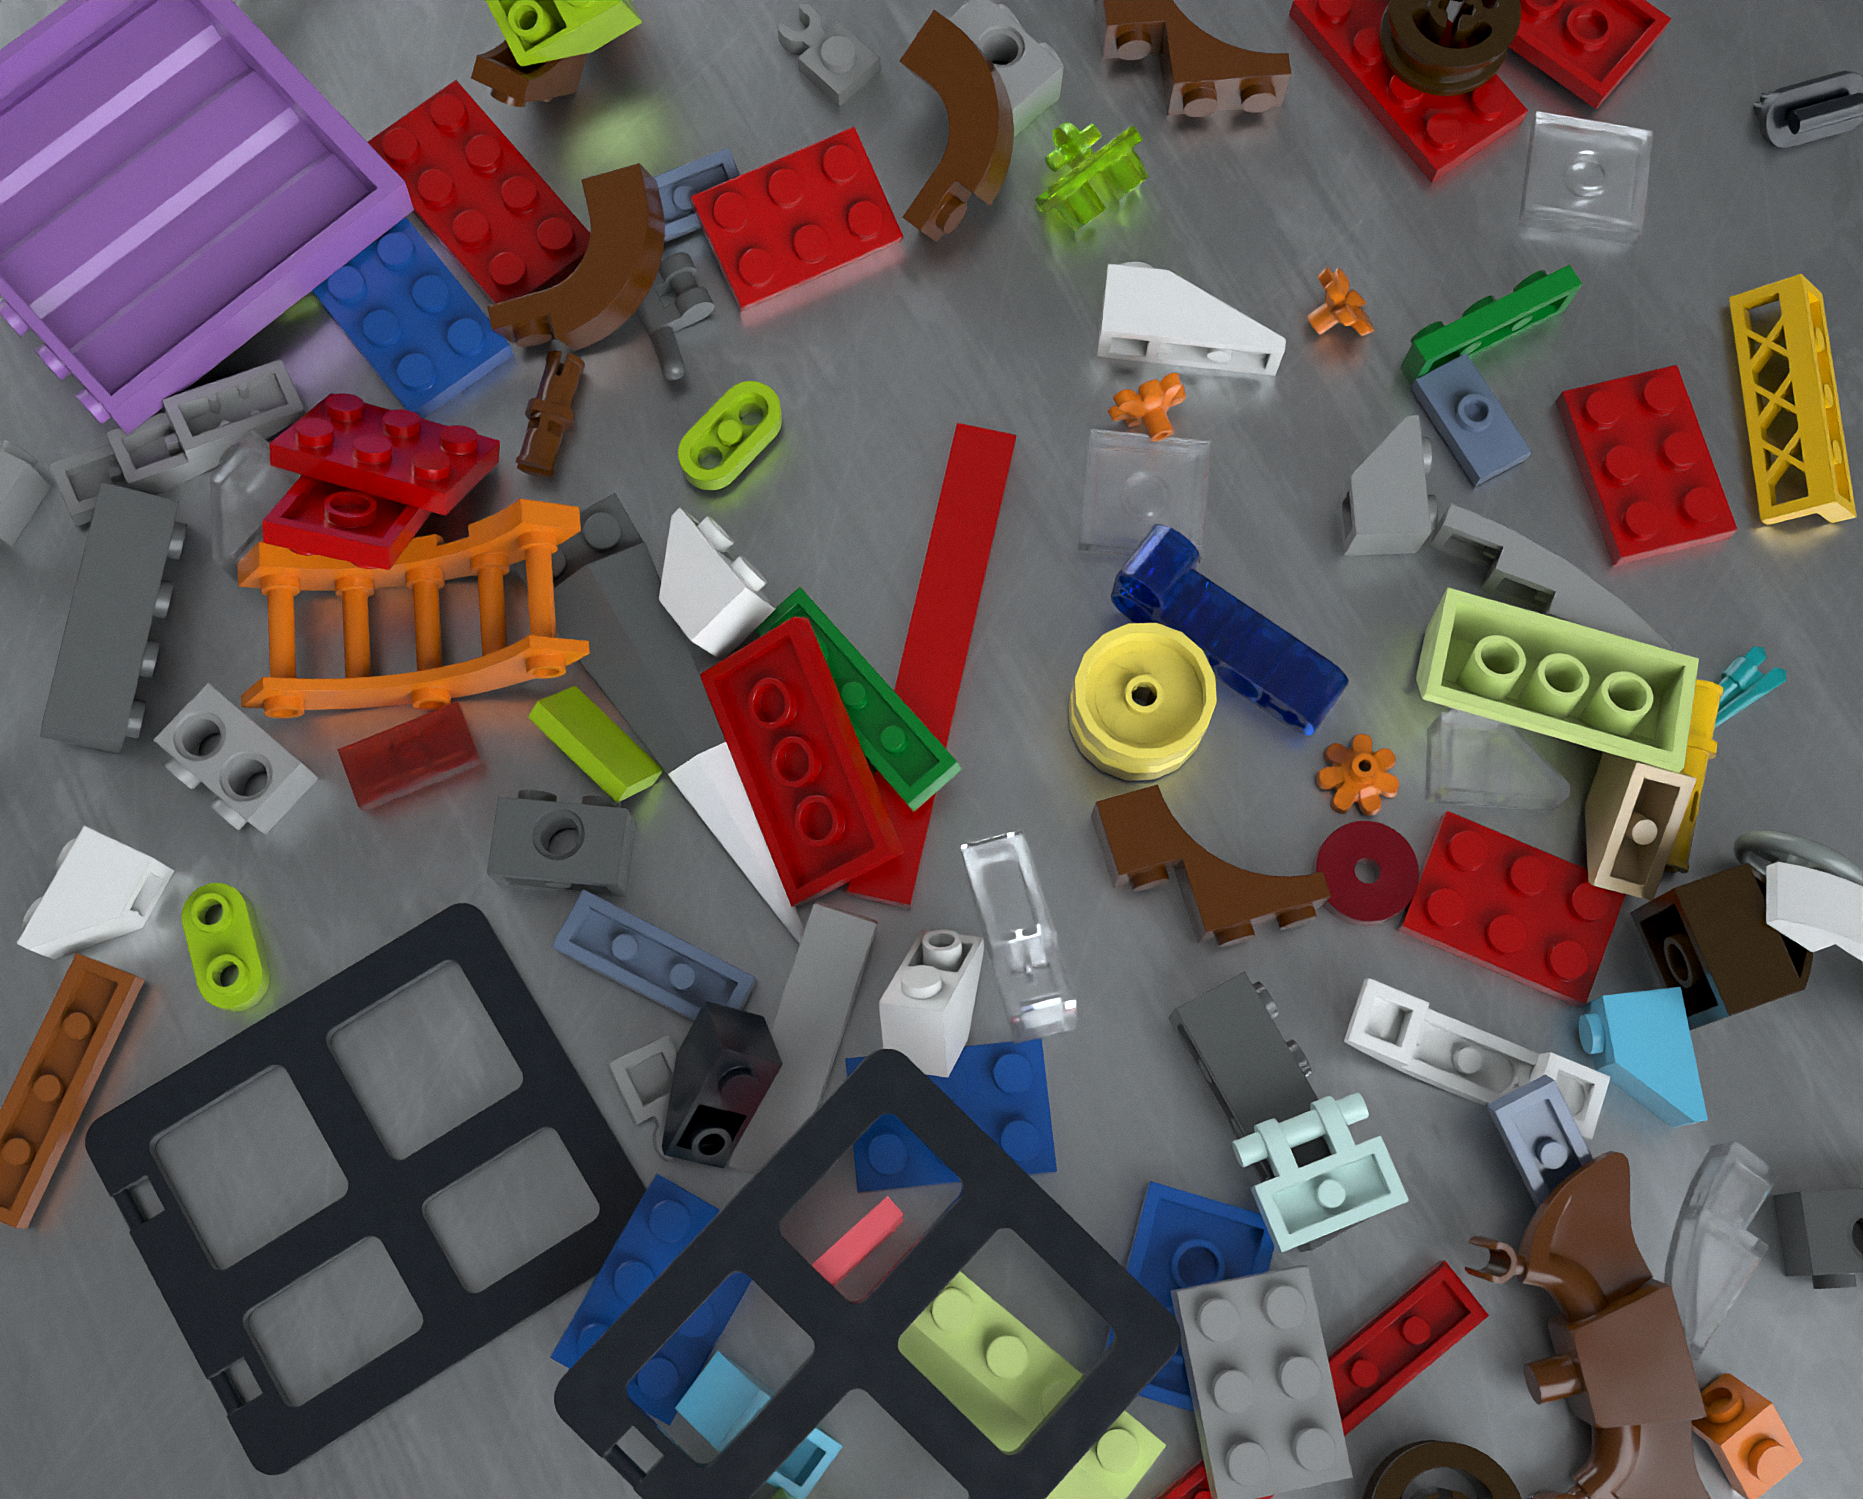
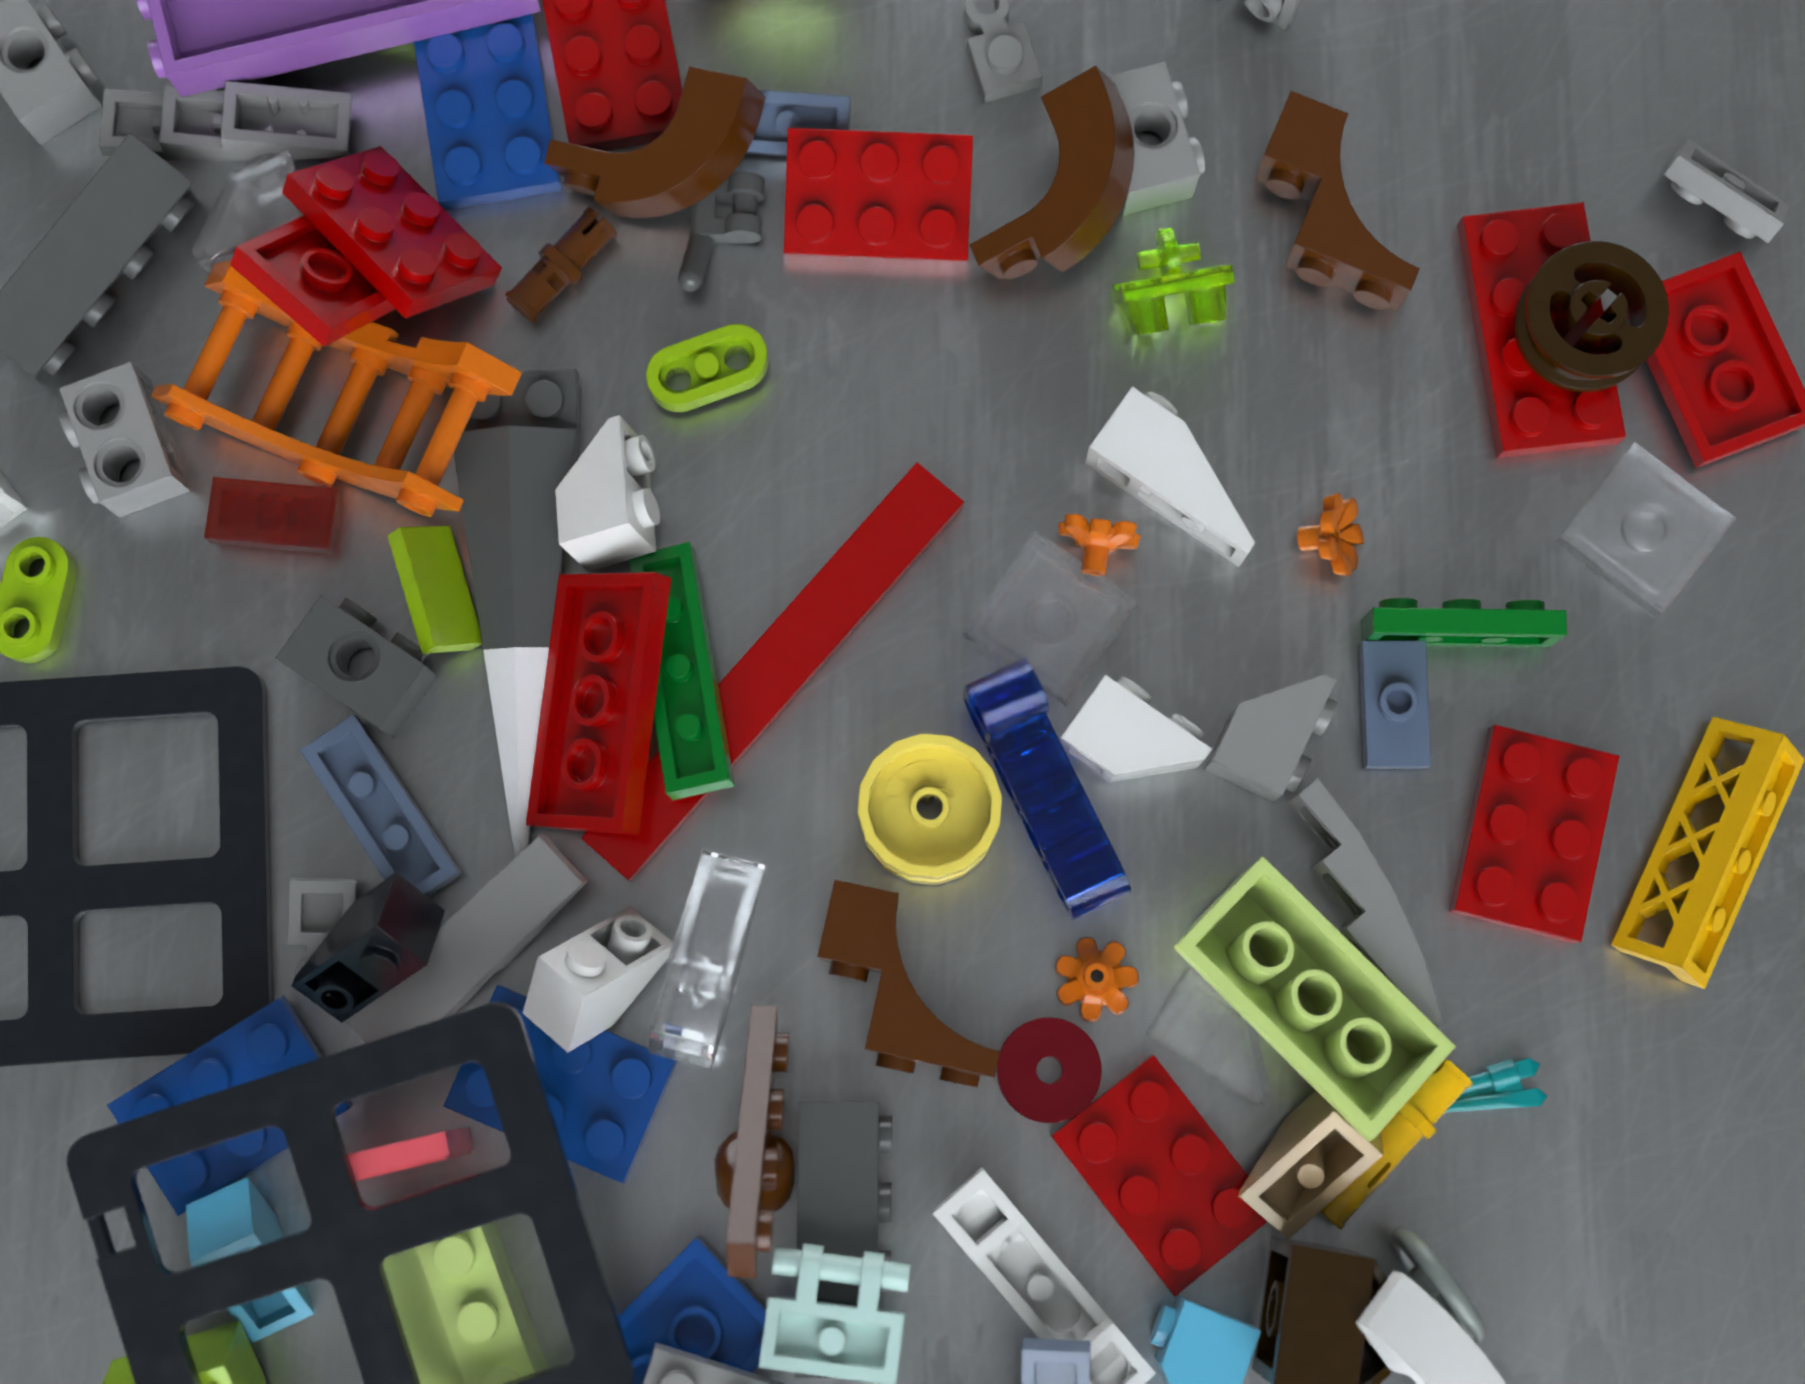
camera: 30 degrees right, 5 degrees up
(1166, 1084) = (756, 1163): none -> plate
(1271, 556) = (1128, 738): none -> white slope

